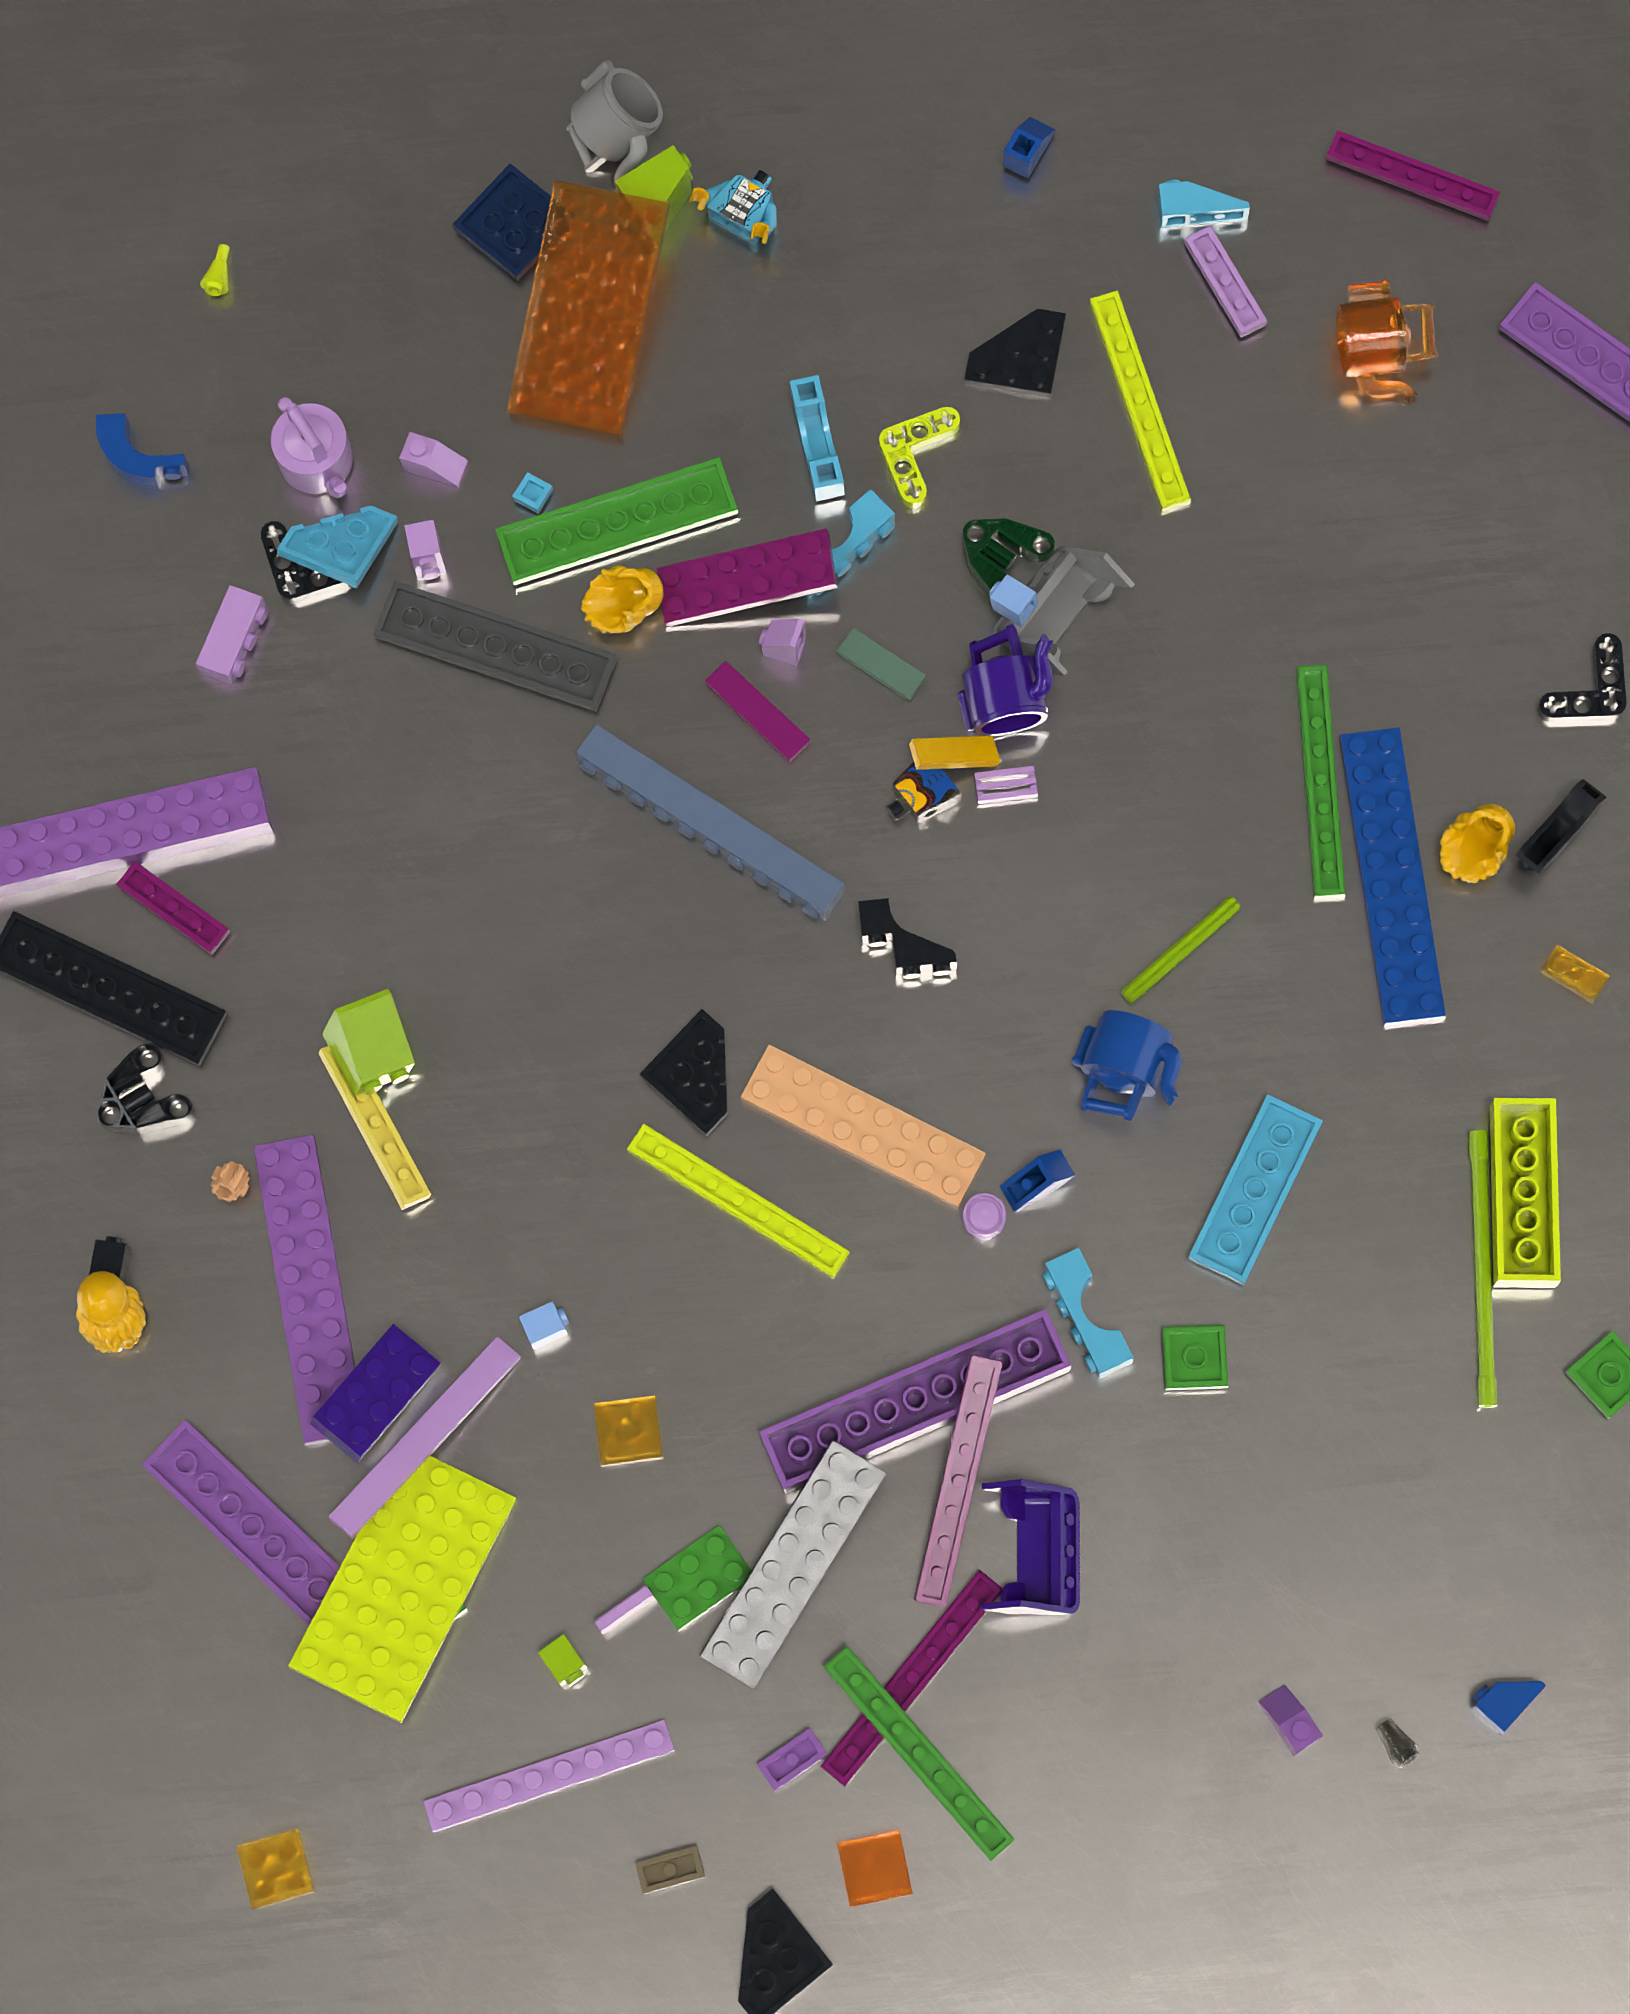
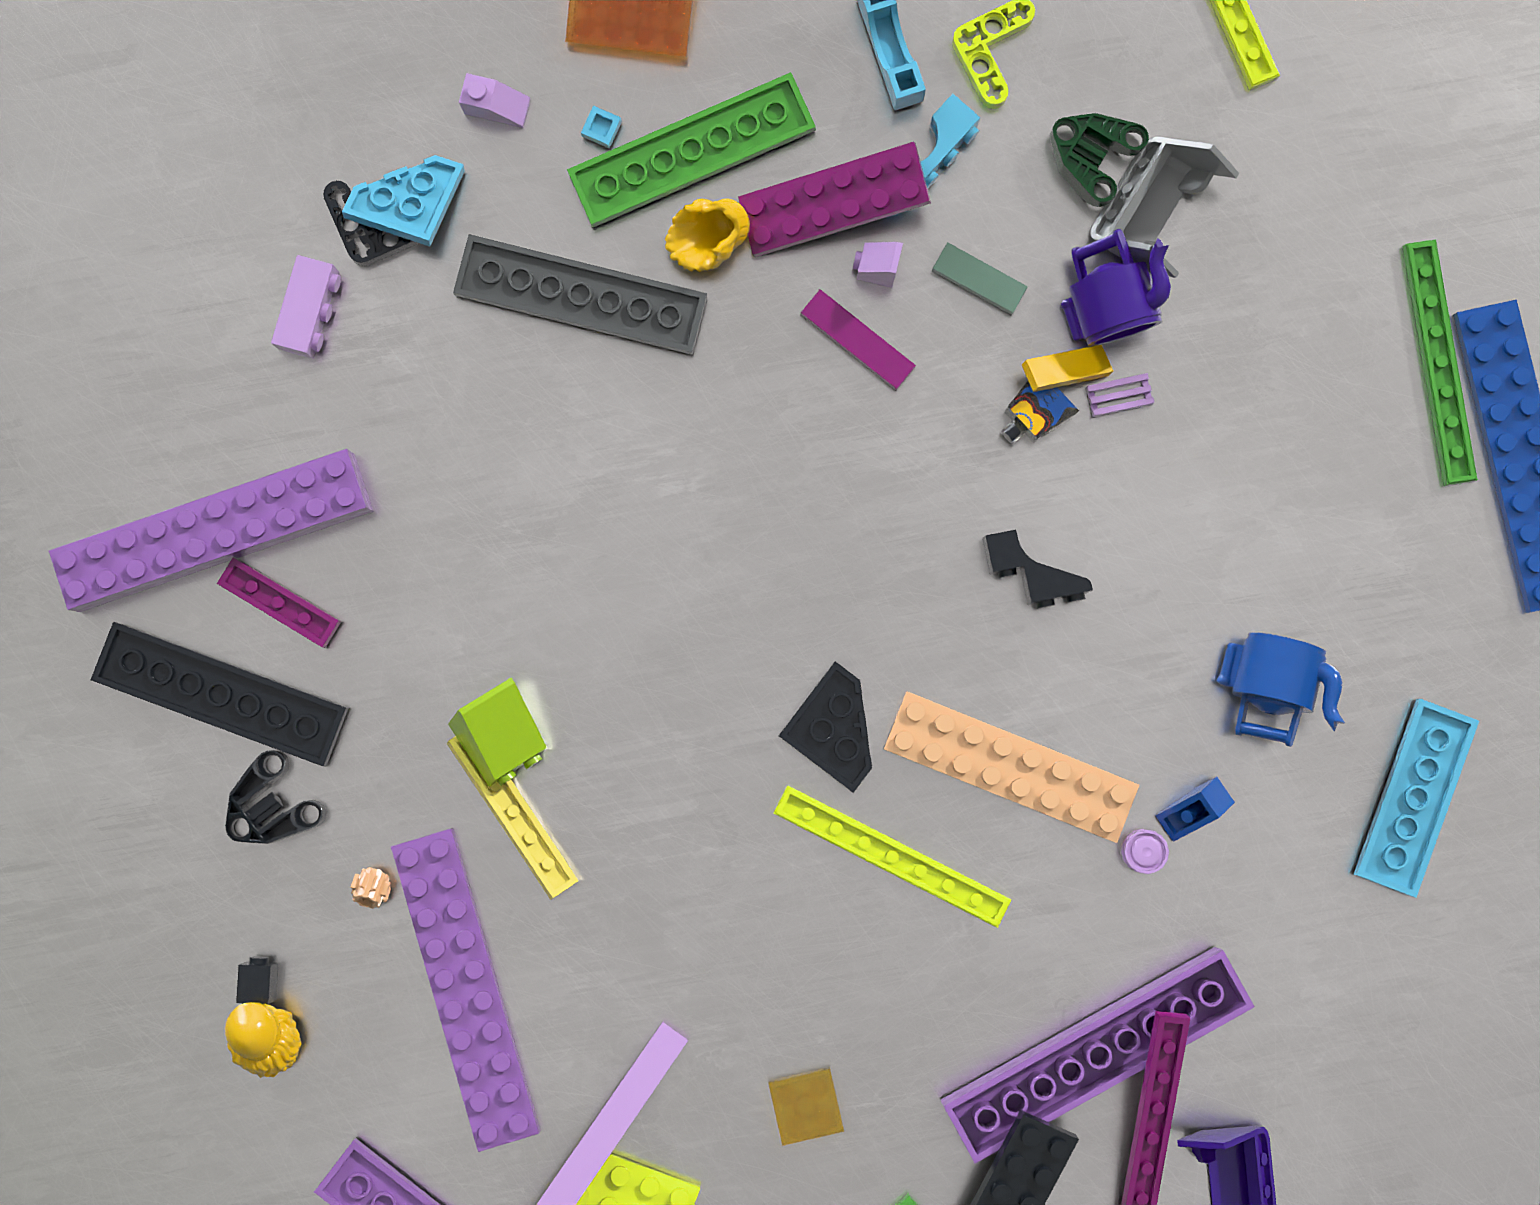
camera: 10 degrees left, 10 degrees up
(133, 466) = (160, 110): blue arch -> none
(321, 459) = (378, 106): lavender piece -> none
(375, 1393) = (545, 1101): dark purple brick -> none
(425, 549) = (496, 198): lavender brick -> none
(544, 1324) = (709, 1006): light blue brick -> none
(710, 822) = (821, 462): sand blue brick -> none
(1013, 600) = (1115, 201): light blue brick -> none
(1104, 1348) = (1238, 908): medium azure arch -> none
(1180, 949) = (1315, 553): lime axle -> none
(1195, 1357) = (1372, 977): bright green plate -> none

